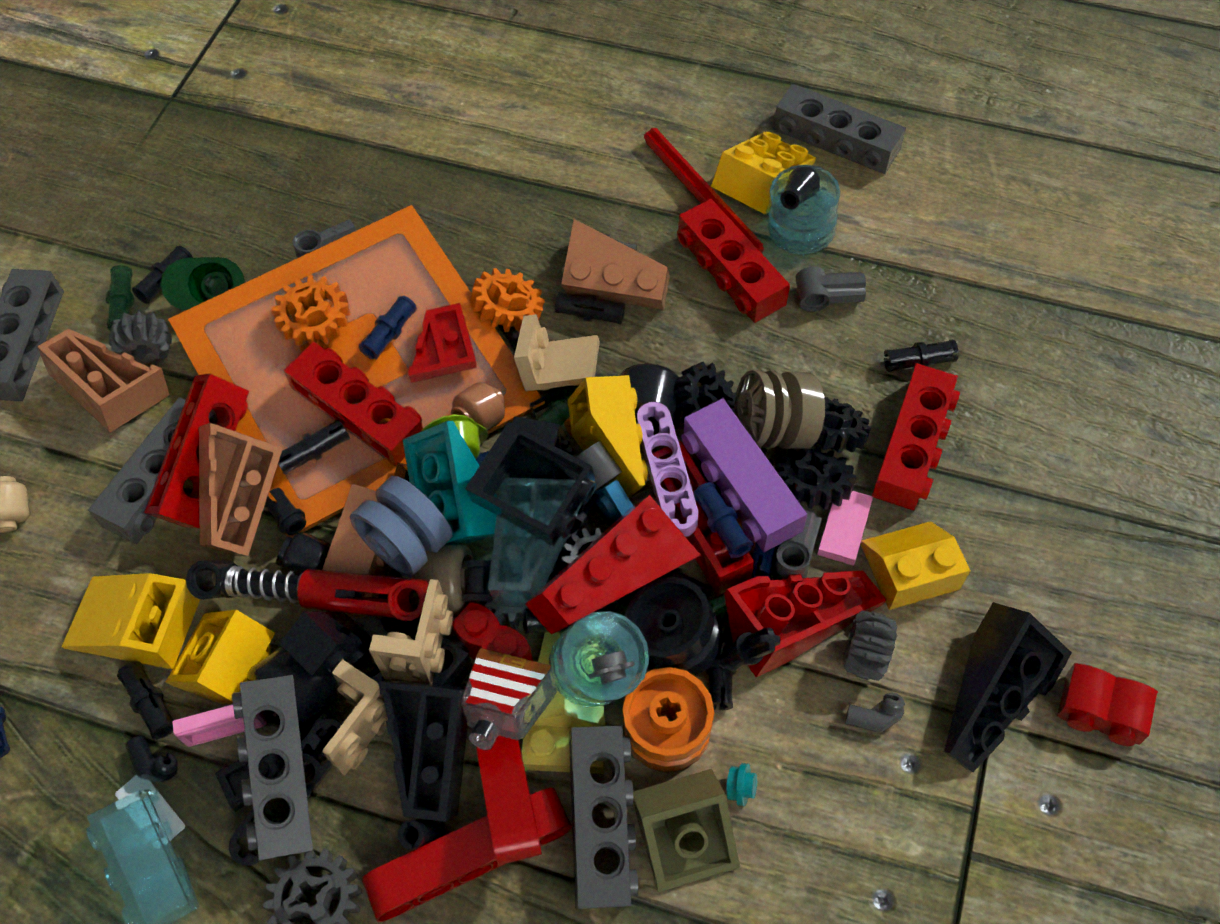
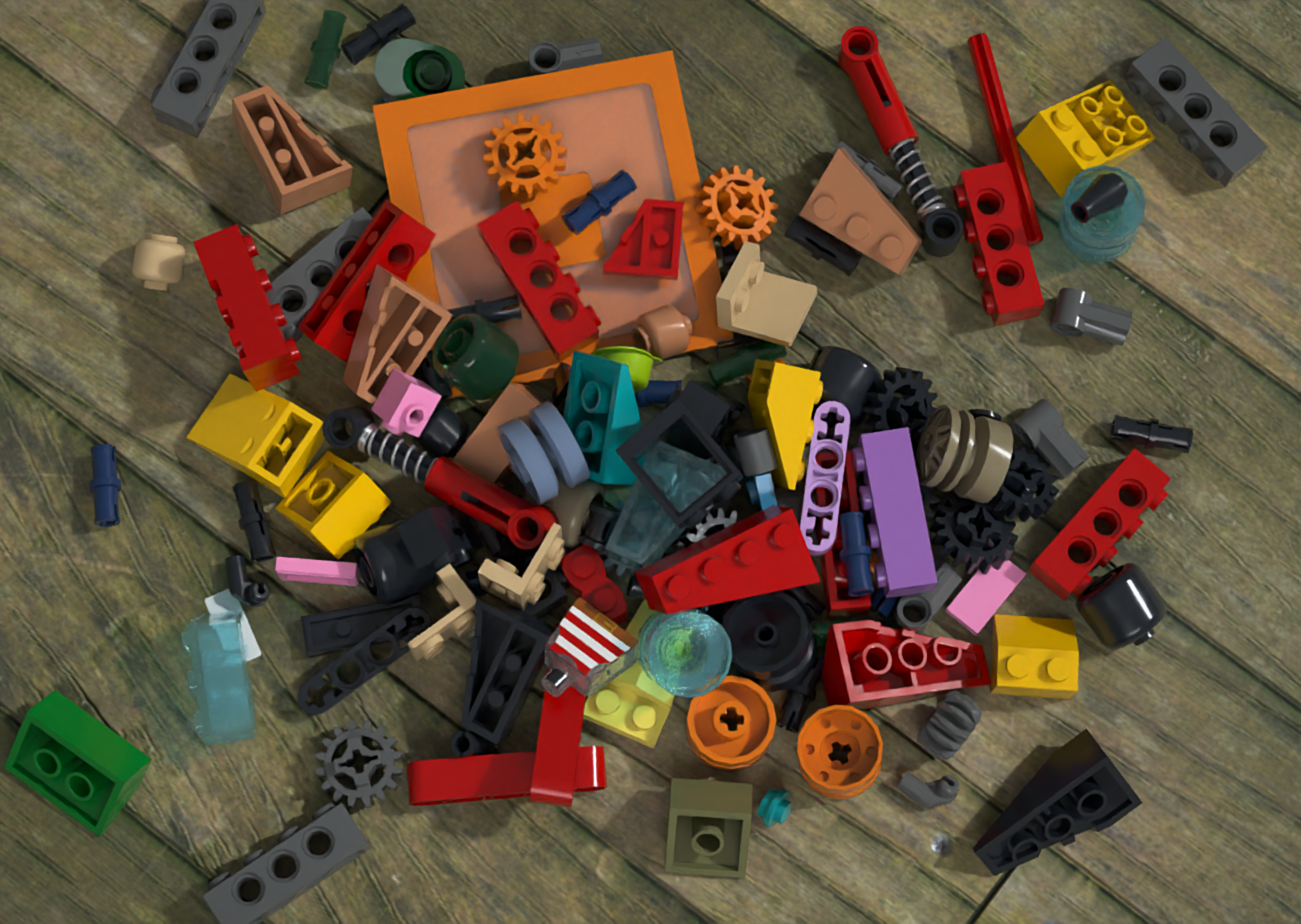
camera: 15 degrees right, 15 degrees up
(88, 508) = (246, 307): none -> red wedge
(141, 337) = (338, 116): dark grey gear -> none
(261, 538) = (405, 404): none -> bright pink brick
(294, 831) = (359, 701): dark grey brick -> none
(315, 478) = (475, 356): none -> clear green head
(569, 174) = (897, 137): none -> piece
(591, 886) = (605, 847): dark grey brick -> none
(610, 667) = (690, 666): flat silver plate -> none
(749, 648) = (828, 690): black axle -> none
(782, 683) = (850, 731): none -> orange wheel
(844, 385) = (1043, 430): none -> dark grey piece
(970, 491) = (1122, 607): none -> black head
(1107, 704) = (1147, 863): red brick -> none

